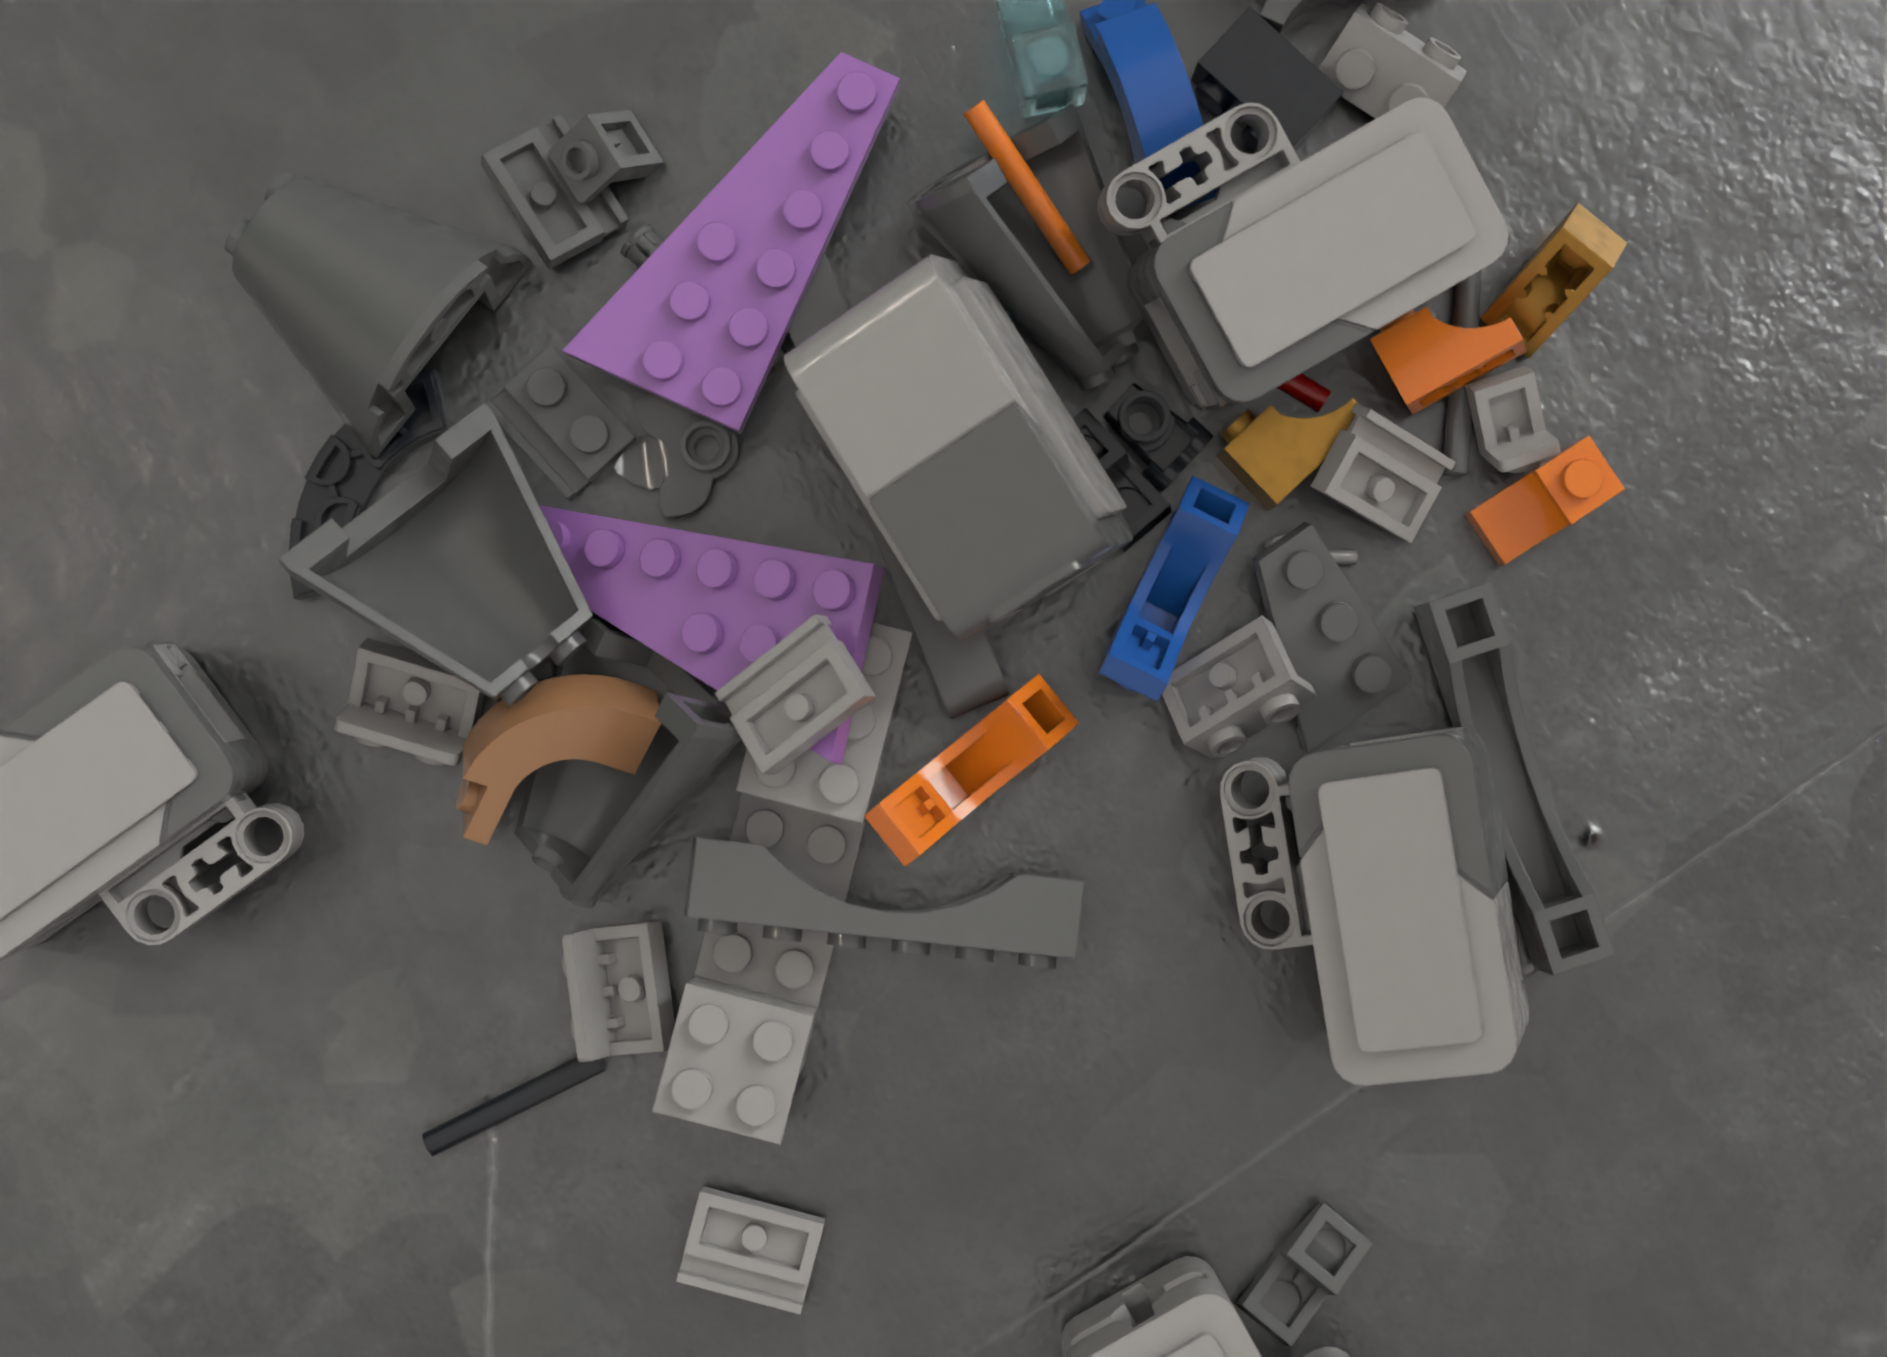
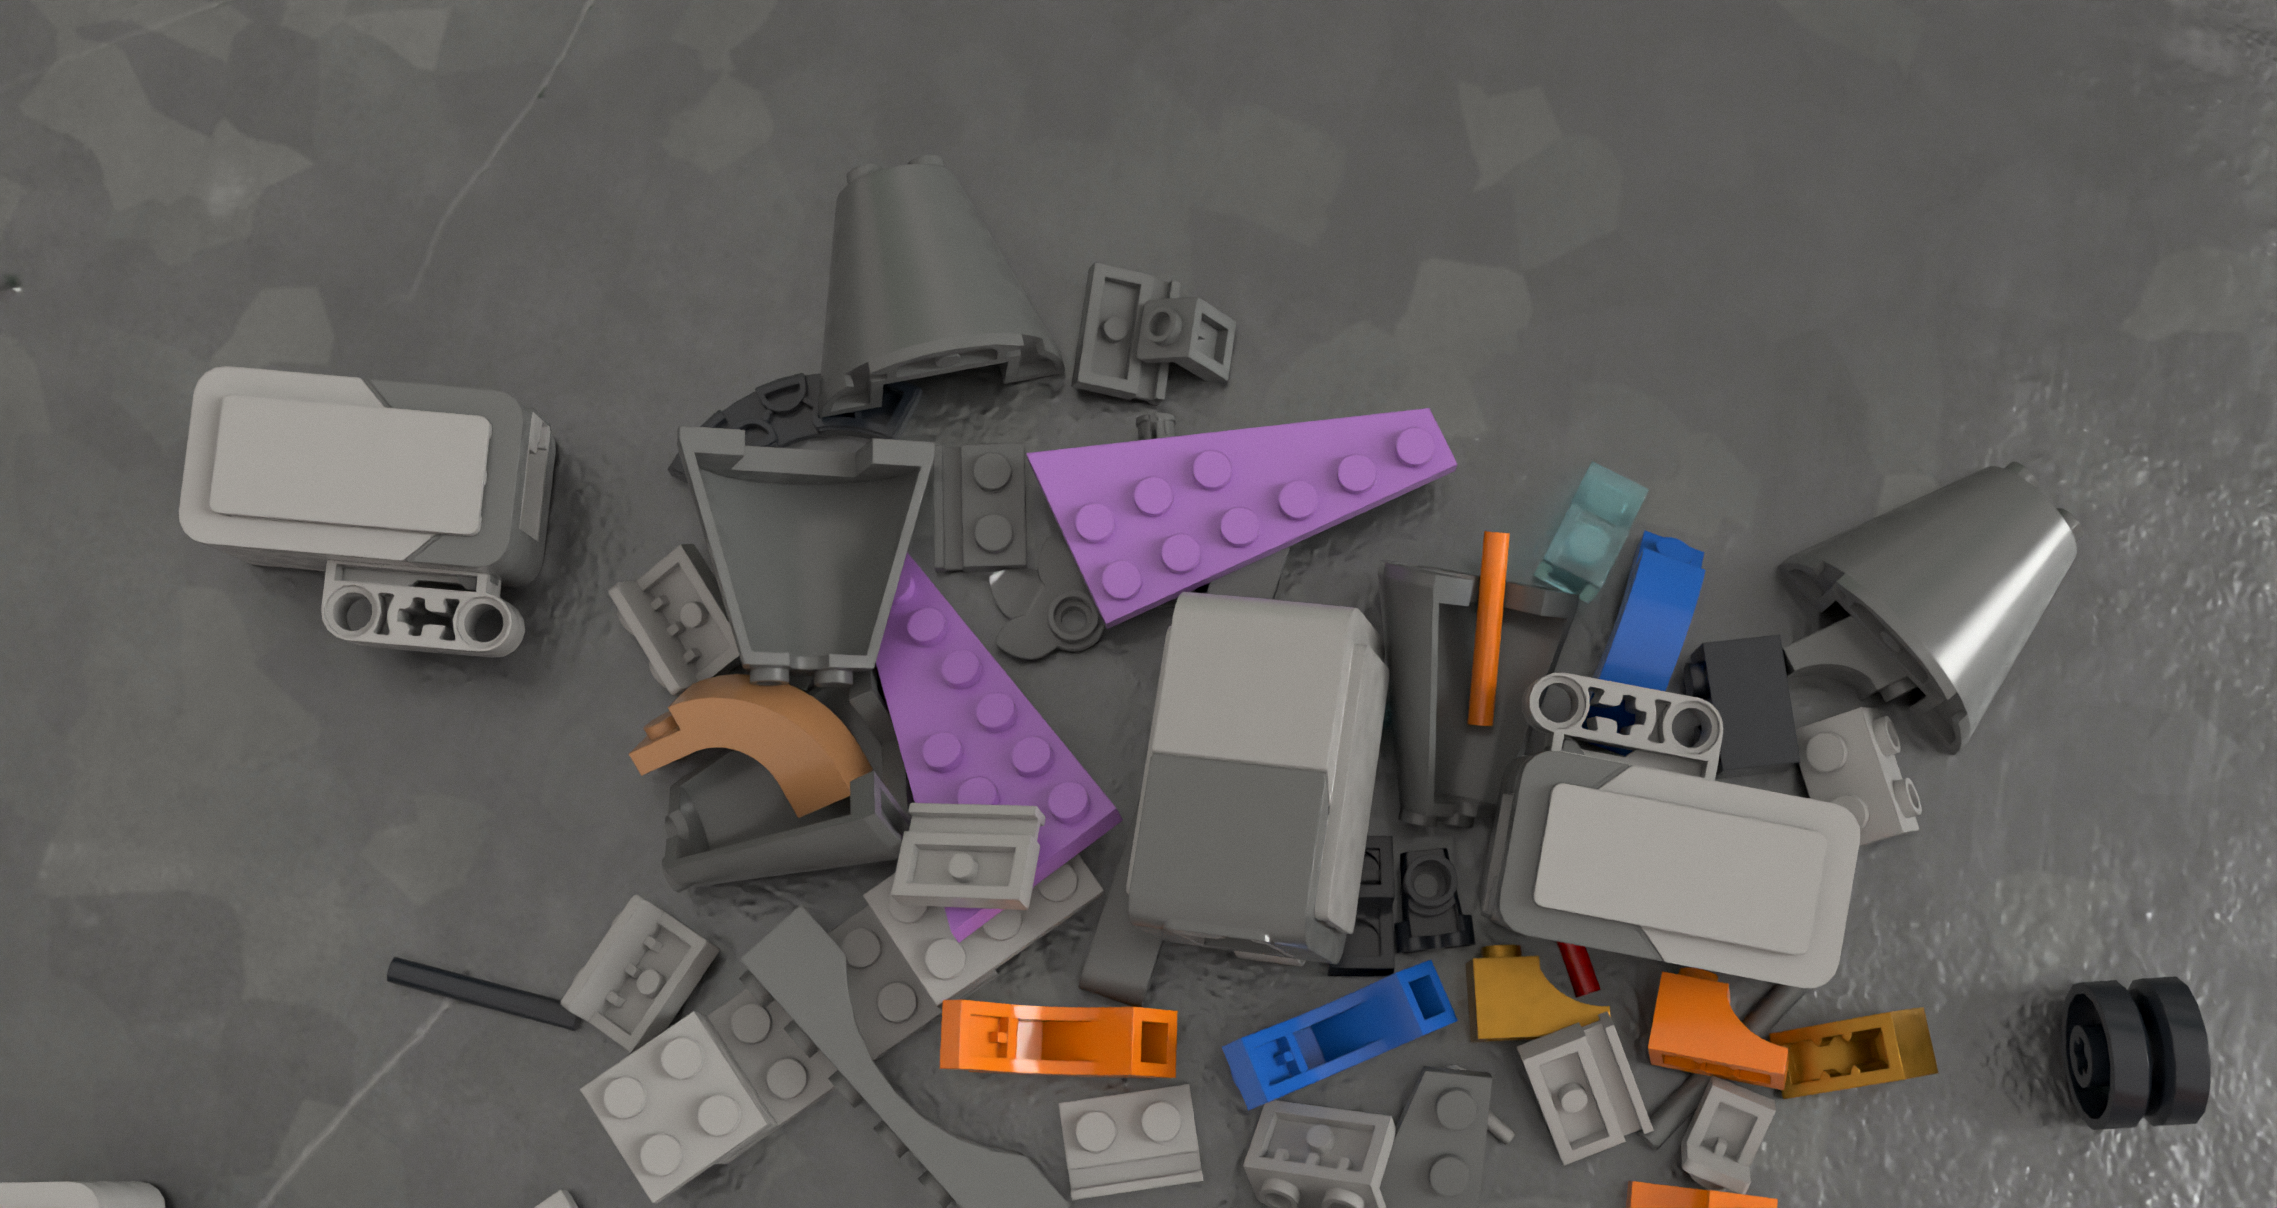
camera: 45 degrees right, 10 degrees down
(1084, 796) = (1130, 1142): none -> light grey plate
(1760, 105) = (2135, 1053): none -> black wheel

